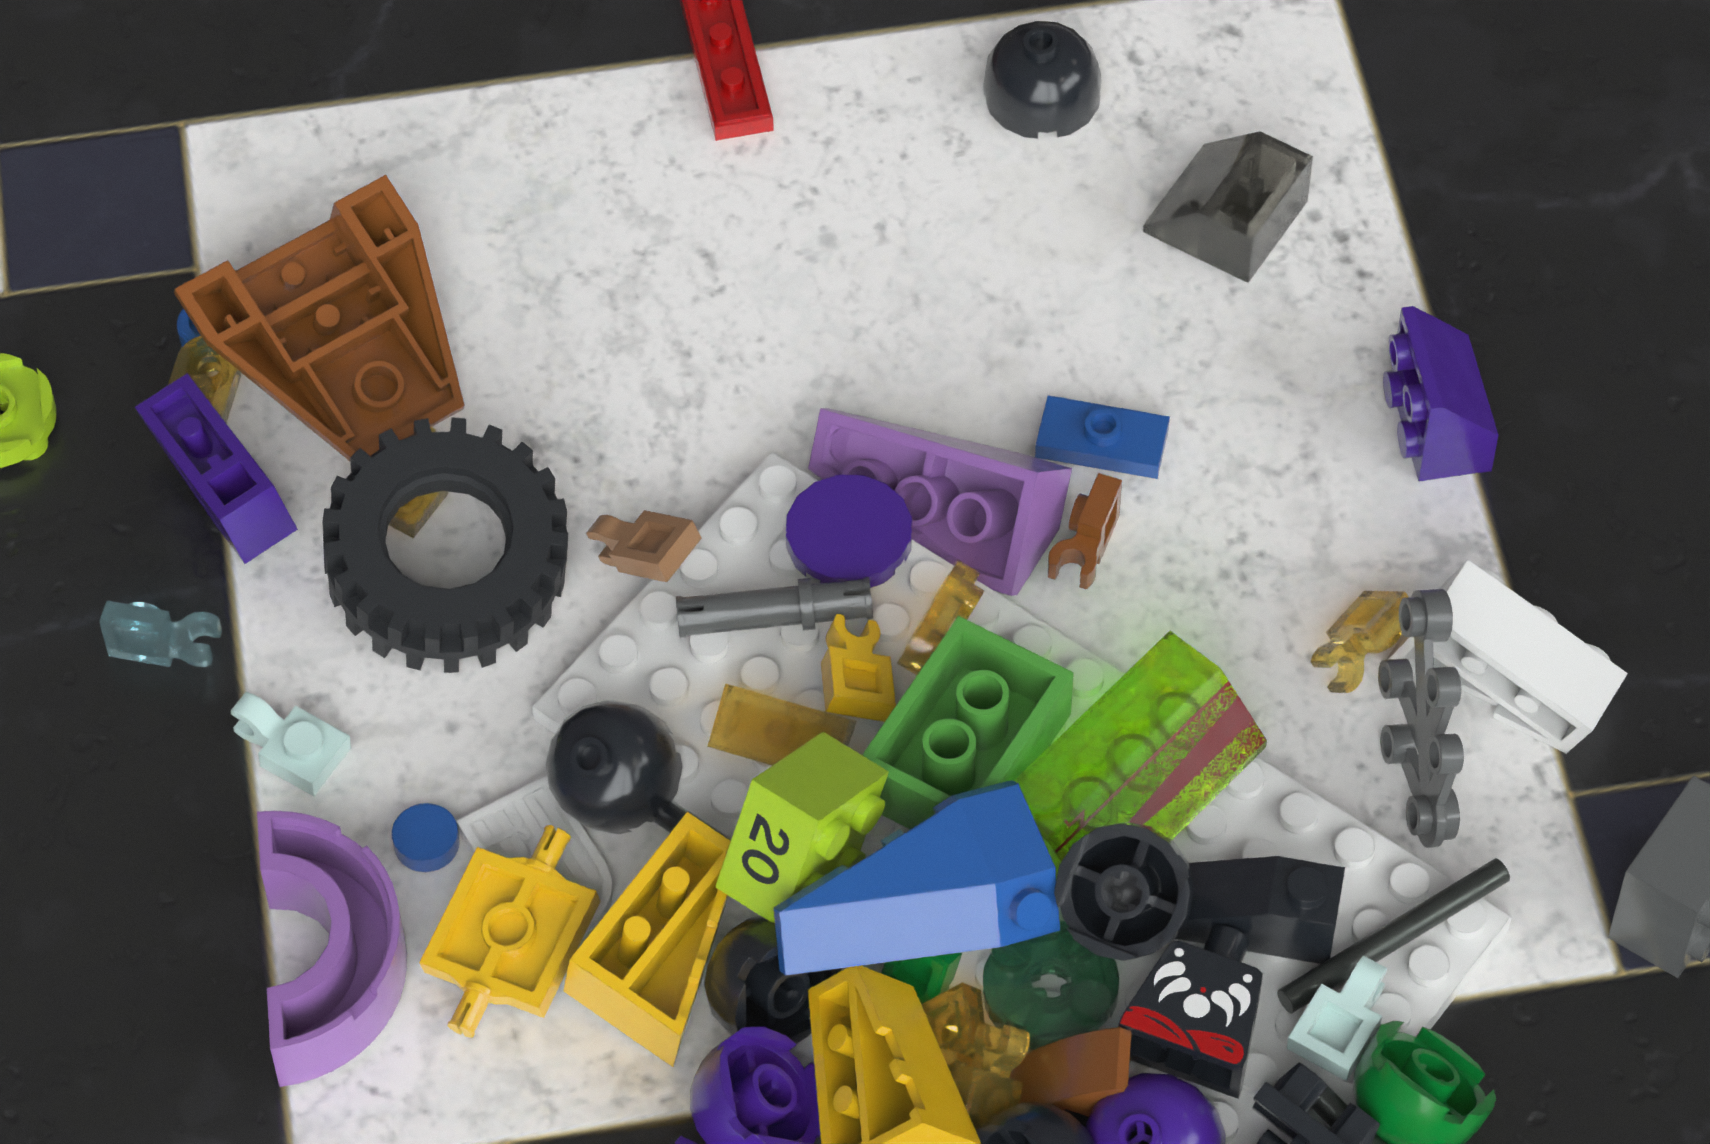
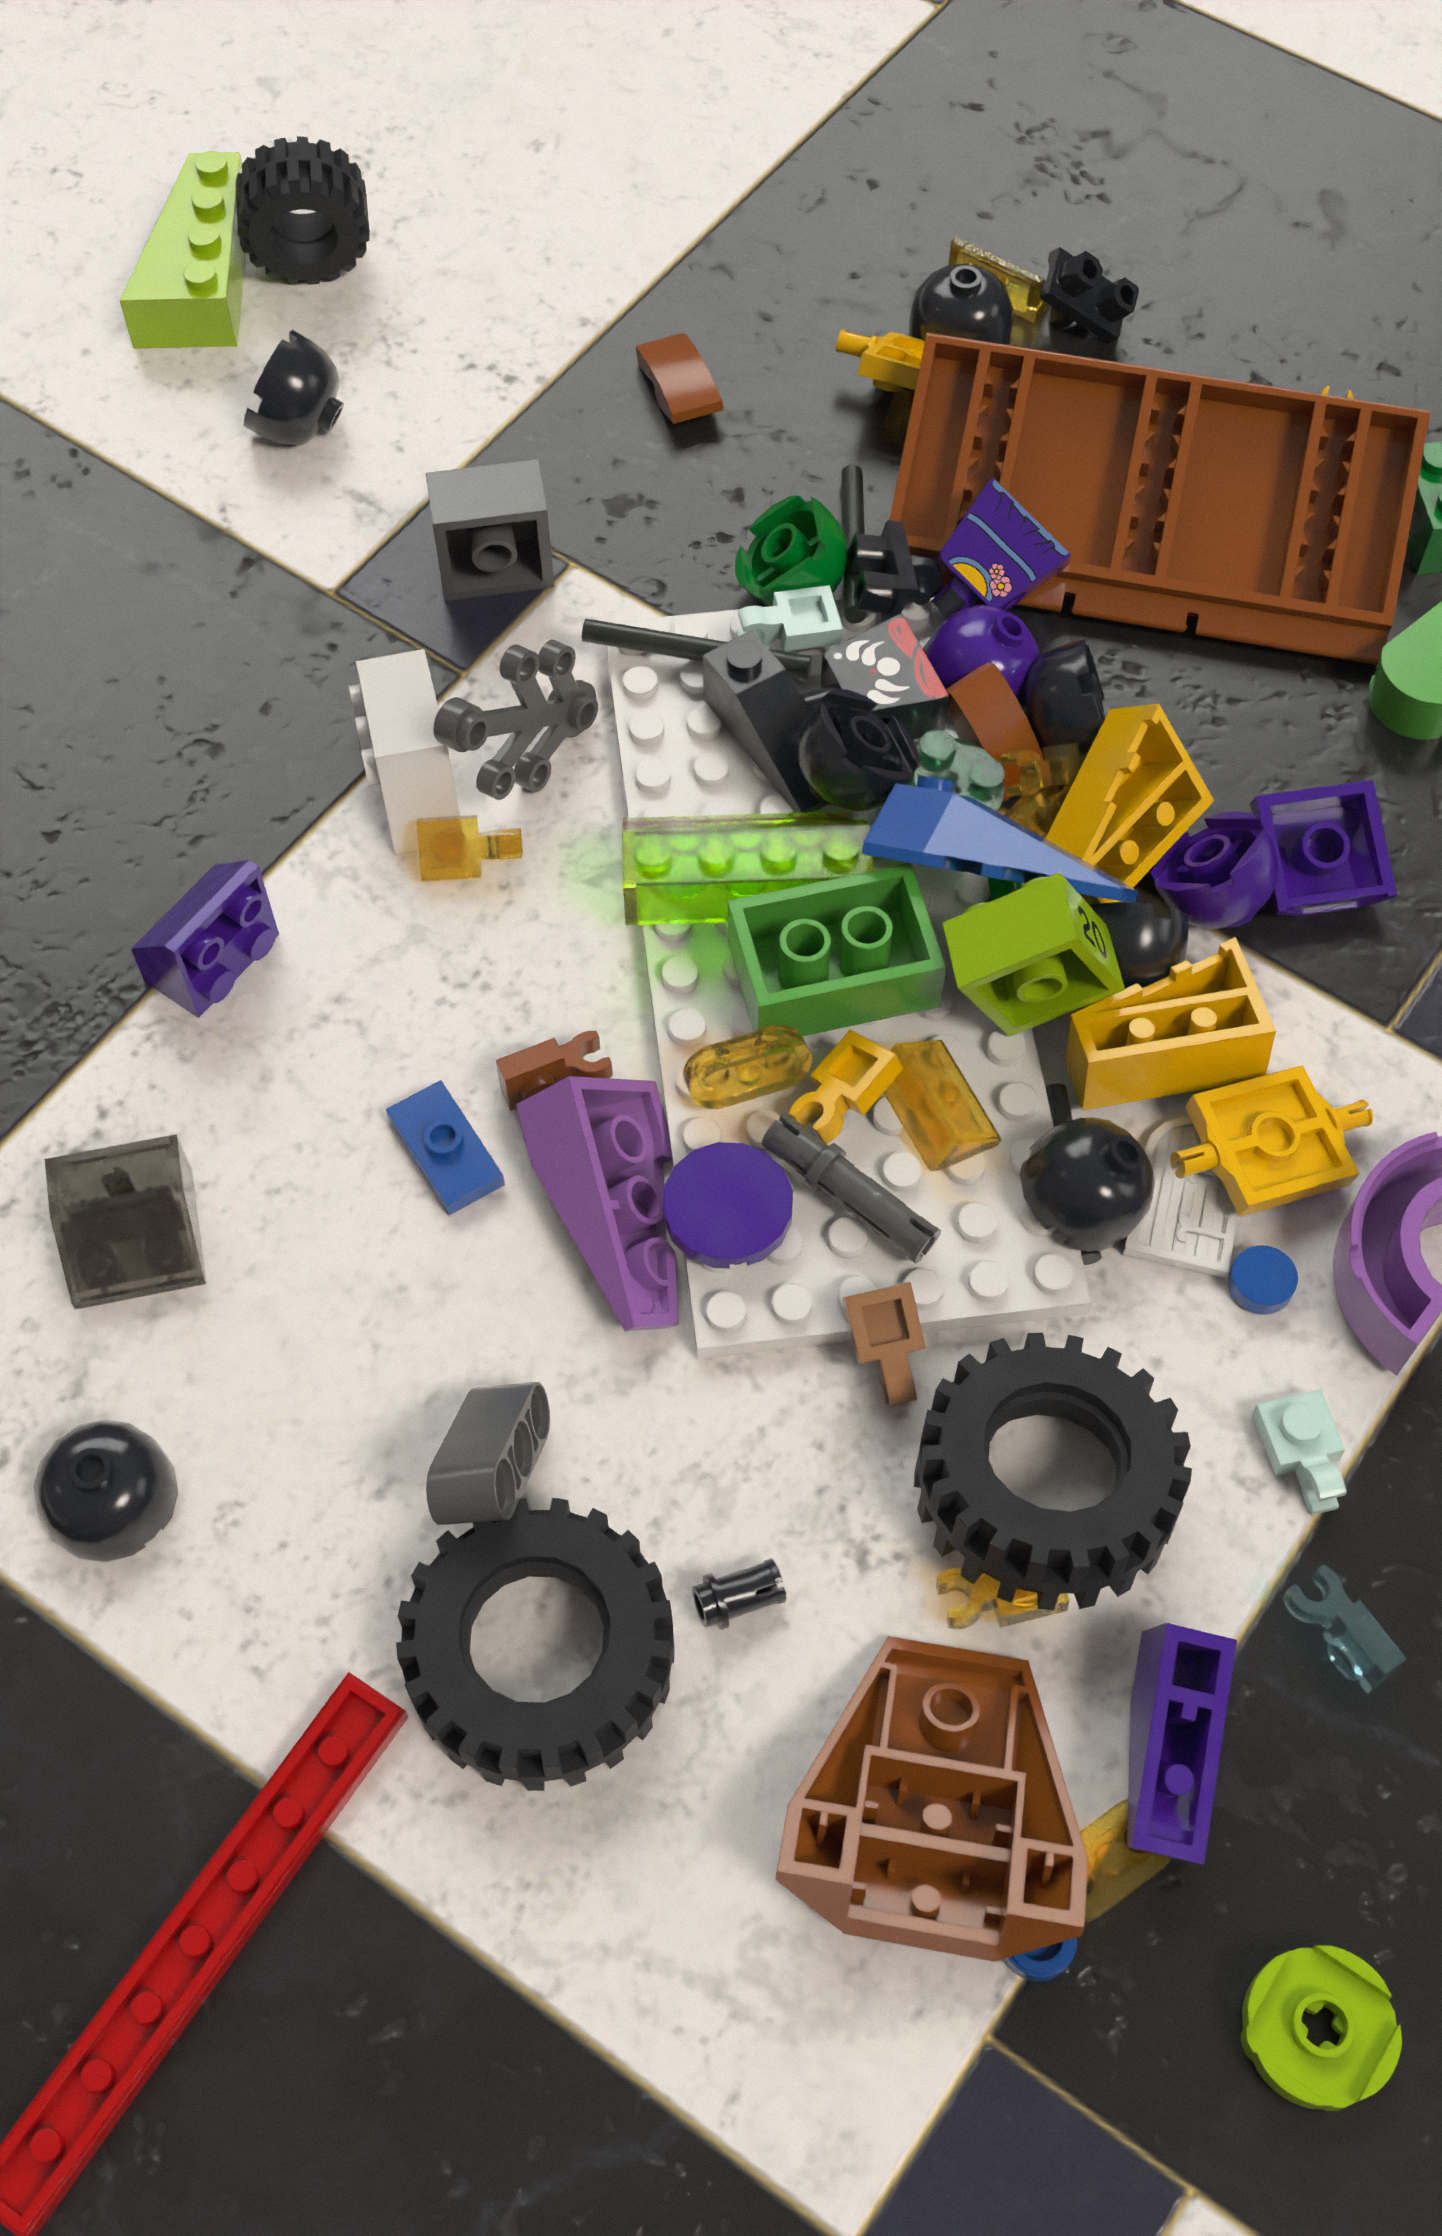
camera: 135 degrees left, 5 degrees up
(589, 330) = (738, 1593): none -> black pin
(672, 268) = (572, 1731): none -> black tyre
(816, 250) = (488, 1454): none -> dark grey beam

